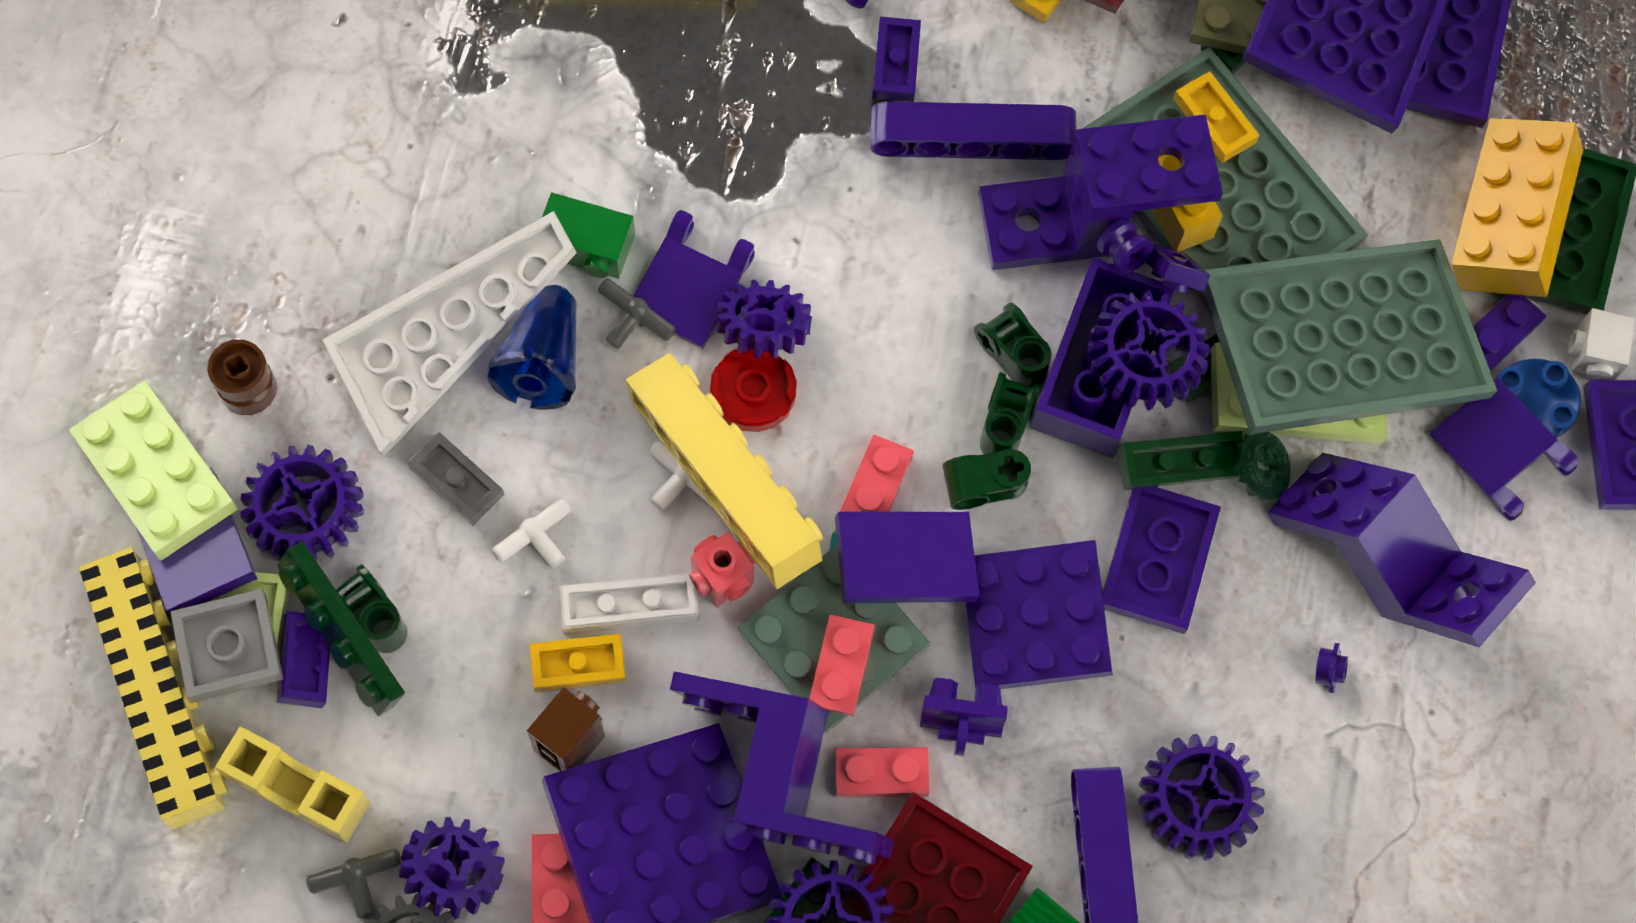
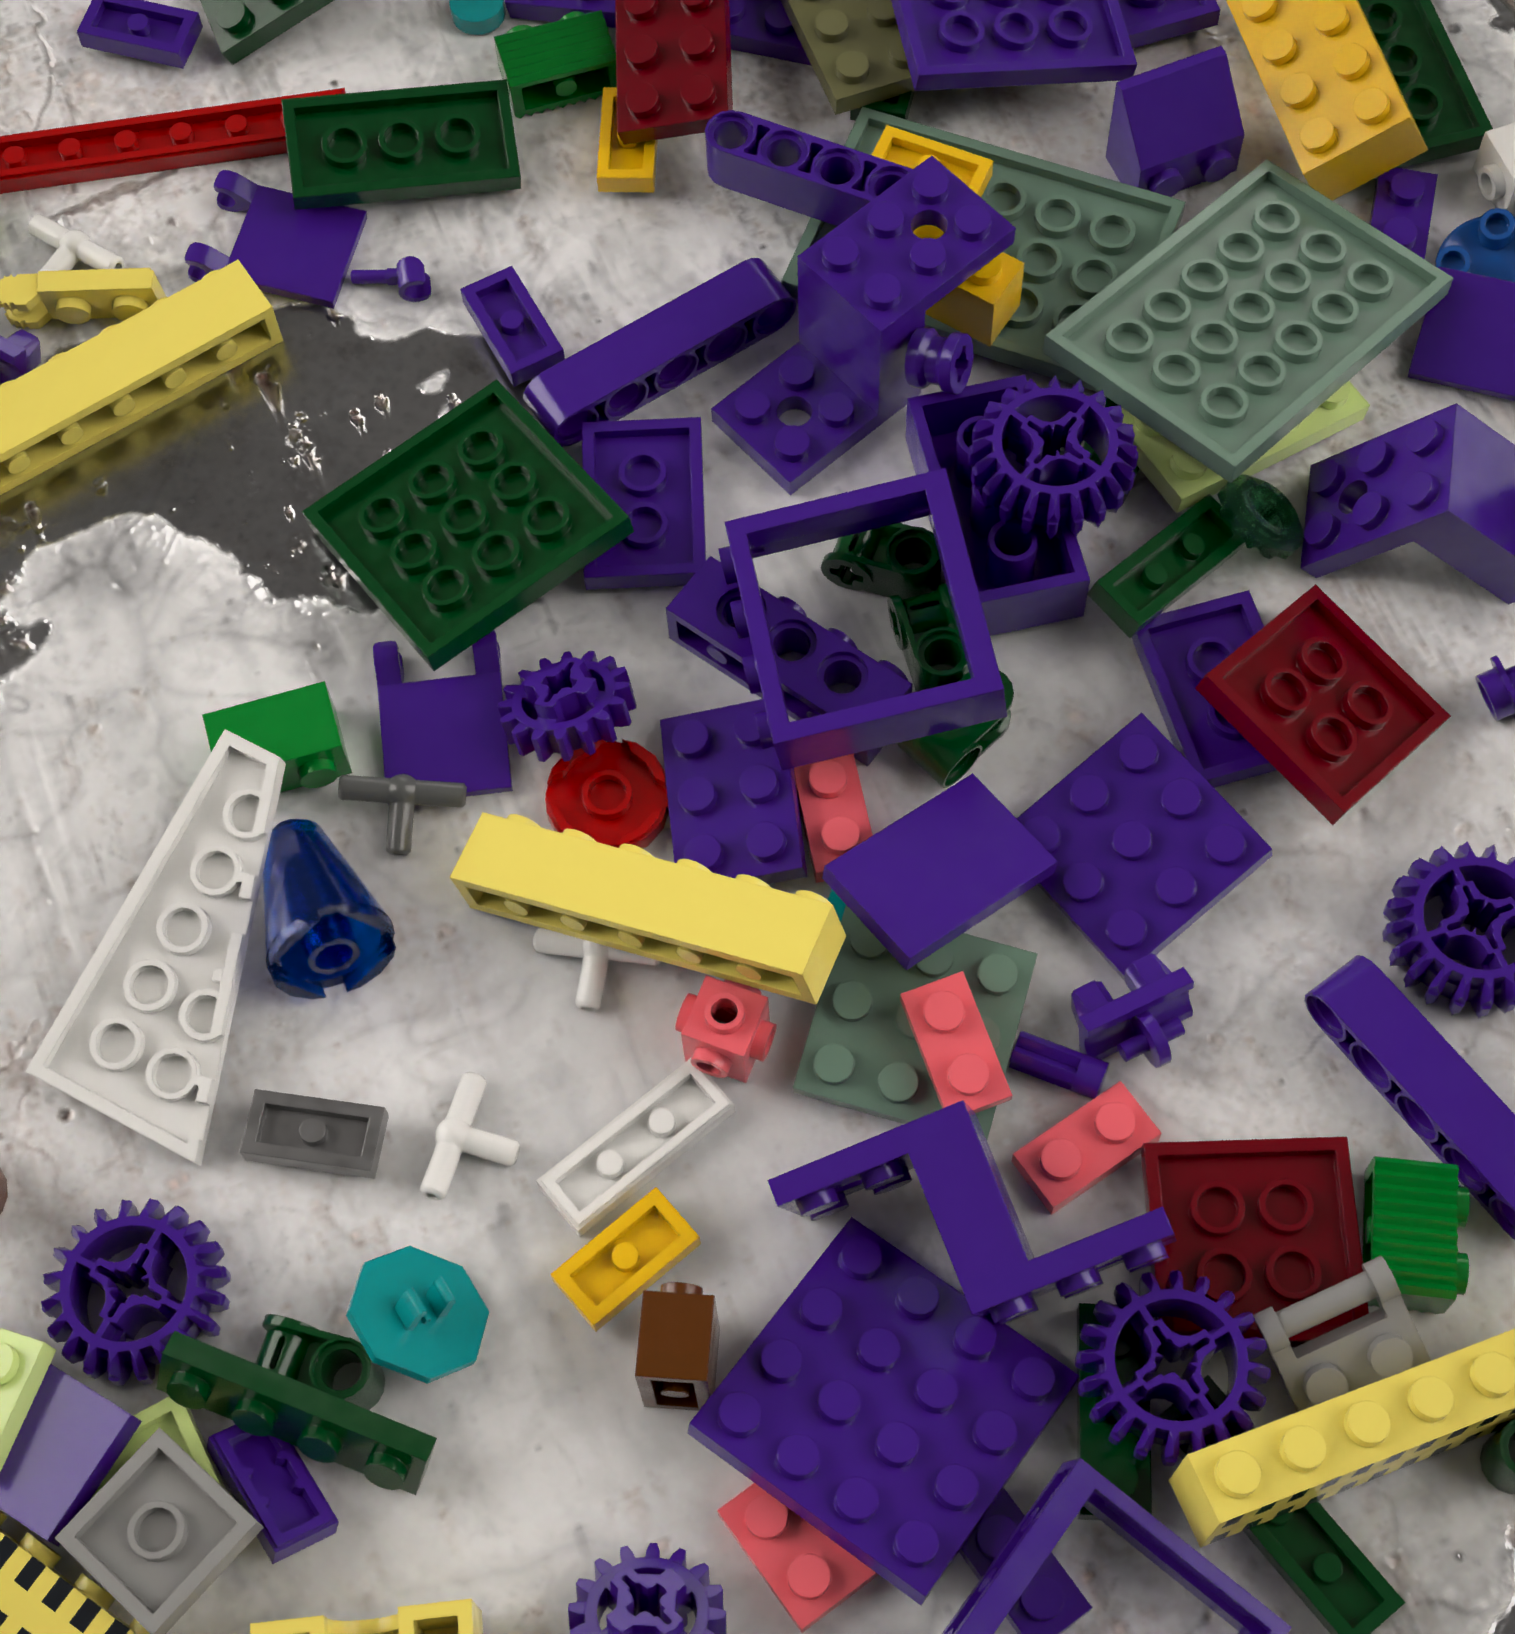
camera: 25 degrees left, 5 degrees down
(443, 618) = (417, 1314): none -> teal piece
(782, 169) = (467, 523): none -> dark green plate
(825, 434) = (731, 796): none -> dark purple plate
(897, 221) = (658, 481): none -> dark purple plate
(900, 715) = (1058, 1065): none -> dark purple piece
(928, 436) = (701, 624): none -> dark purple brick
(992, 470) = (880, 721): none -> dark purple window
(1144, 73) = (794, 167): none -> dark purple beam
(1177, 270) = (1017, 355): dark purple plate -> none
(1210, 604) = (1322, 703): none -> dark red plate
(1395, 183) = (1176, 125): none -> dark purple slope

